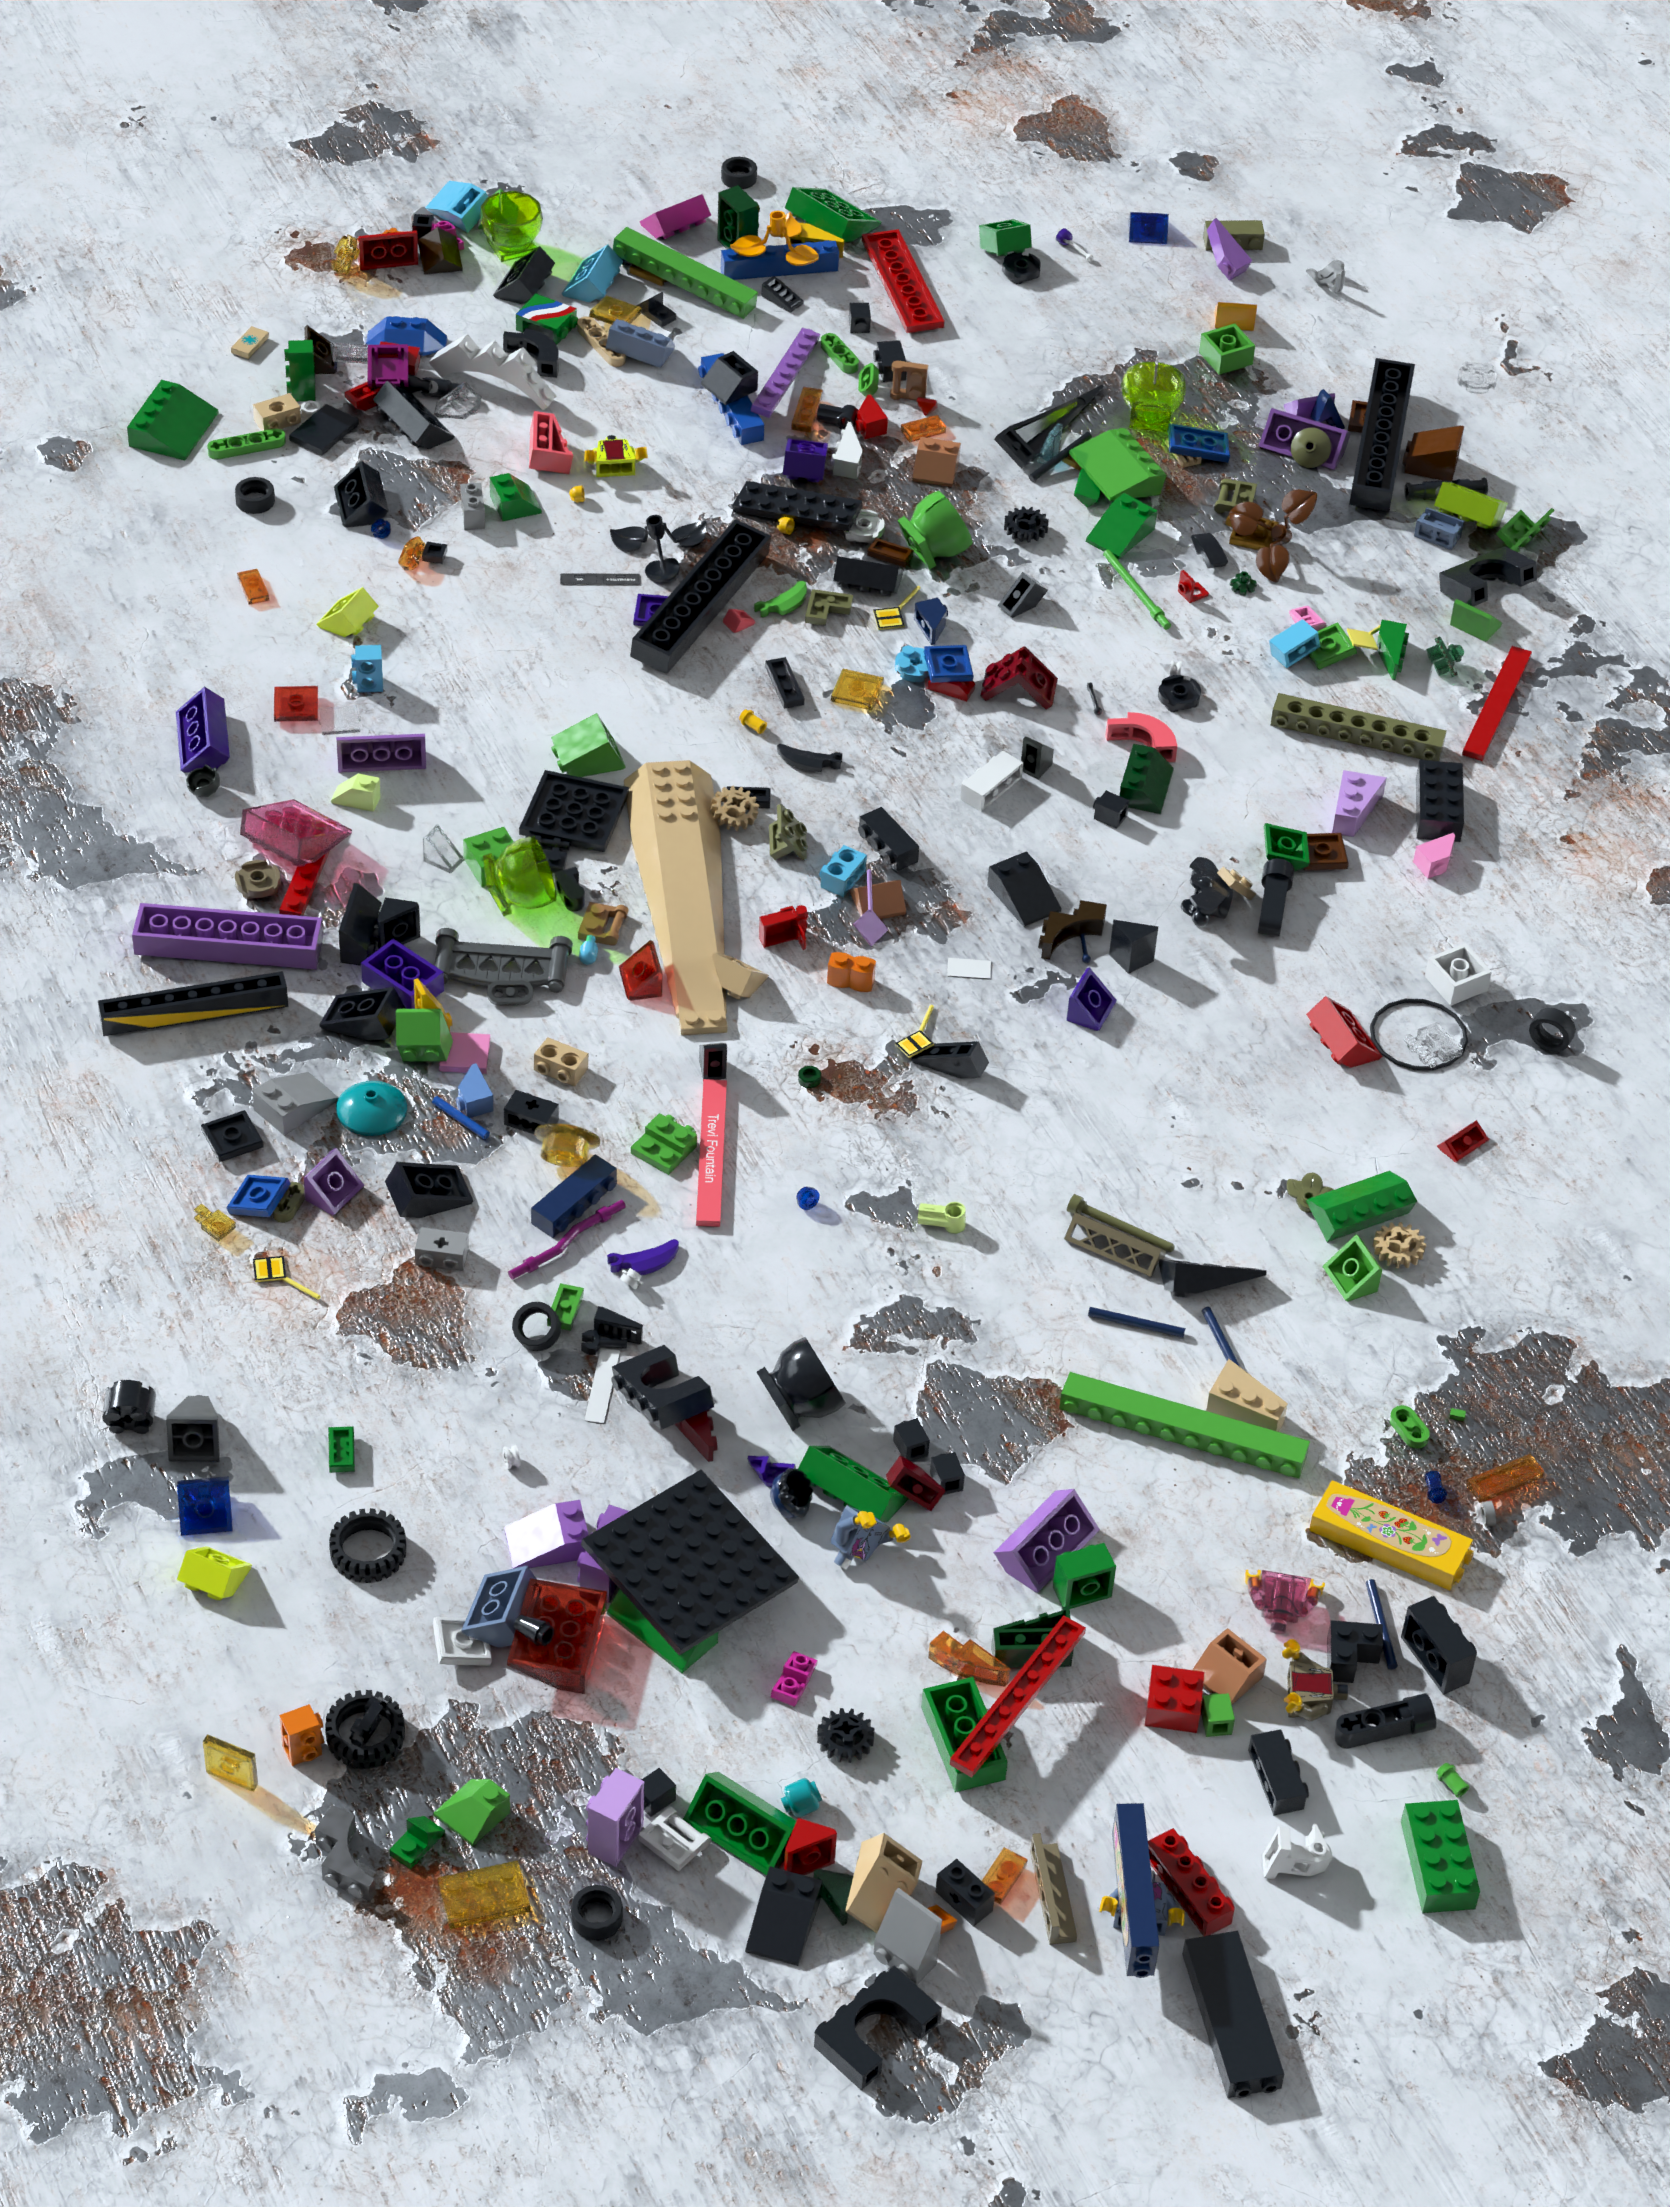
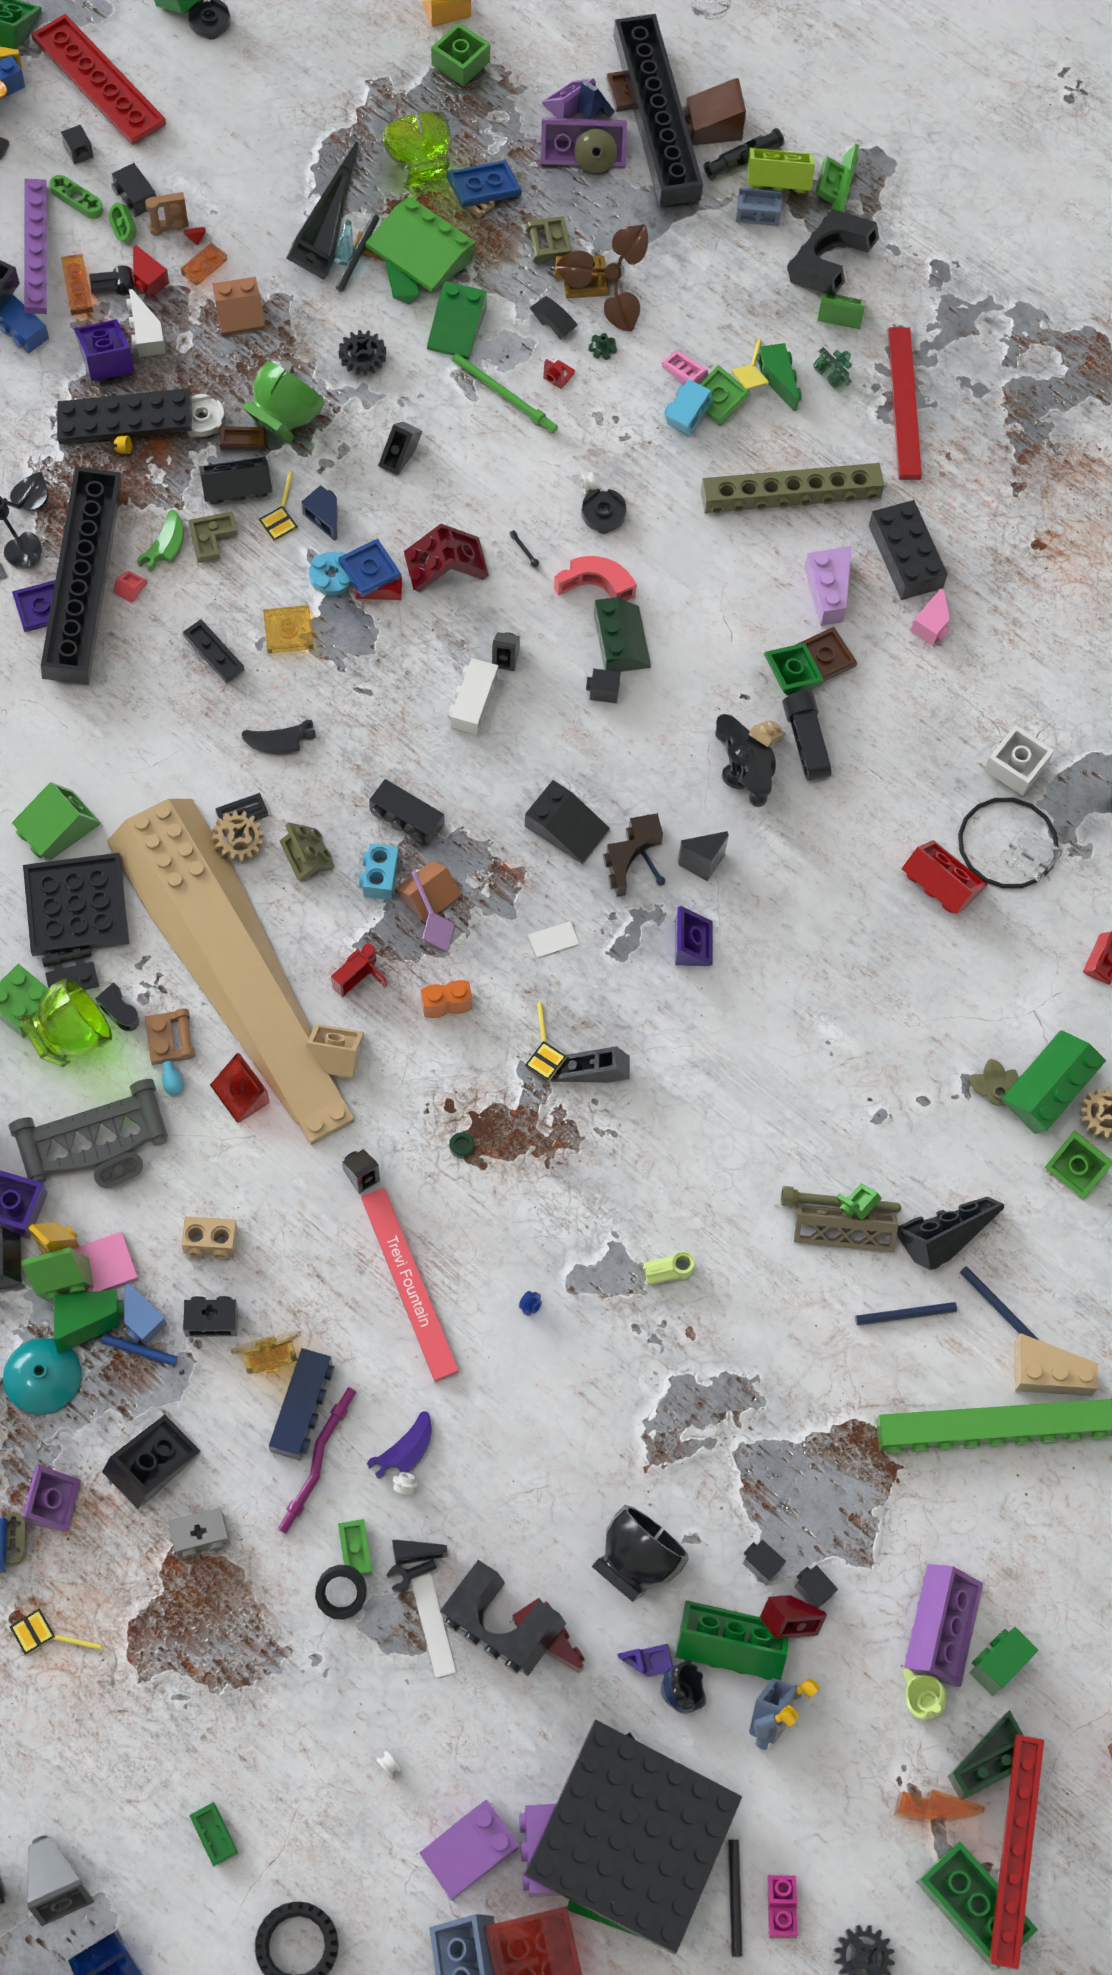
camera: 25 degrees left, 20 degrees up
(427, 1075) = (84, 1316): none -> green slope
(665, 1143) = (359, 1294): bright green plate -> none
(748, 718) = (203, 713): yellow pin -> none
(756, 1658) = (735, 1898): none -> black bar
(1001, 1578) = (924, 1696): none -> yellowish green hair
(1136, 1225) = (859, 1202): none -> bright green bracket

